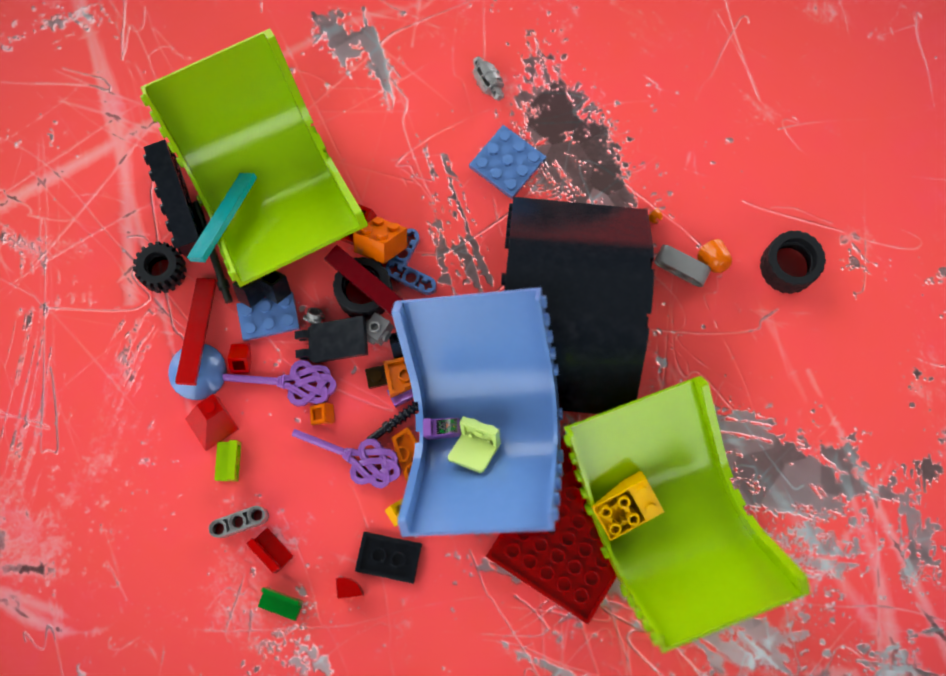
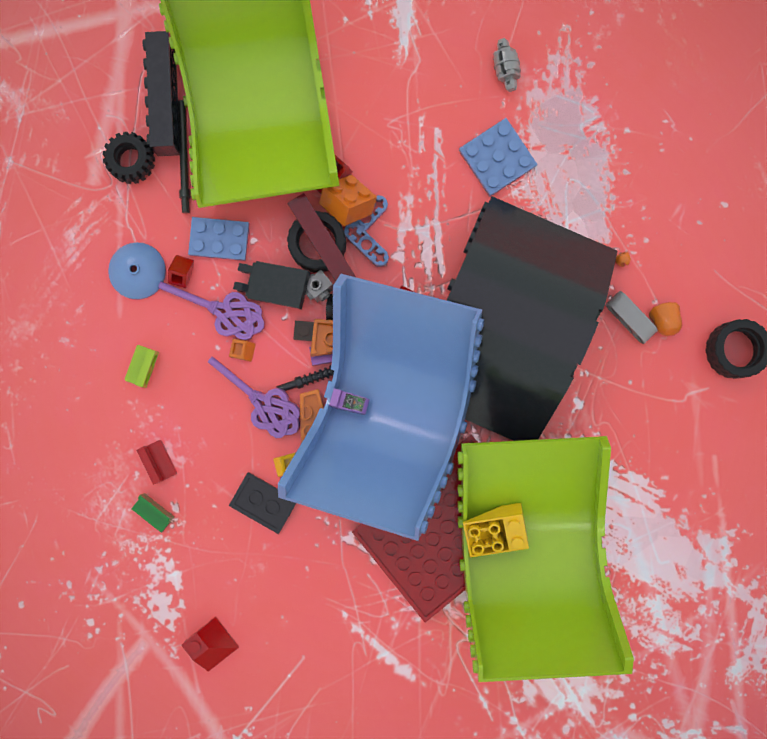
camera: 15 degrees right, 10 degrees up
(196, 332) = (146, 233): red tile -> none
(211, 422) = (136, 324): red slope -> none
(222, 217) = (201, 129): teal tile -> none
(229, 522) = (126, 426): light grey beam -> none
(272, 286) = (231, 214): black brick -> none
(314, 316) = (262, 253): light grey plate -> none
(348, 588) = (218, 519): red brick -> none
(475, 445) = (374, 430): yellowish green bracket -> none

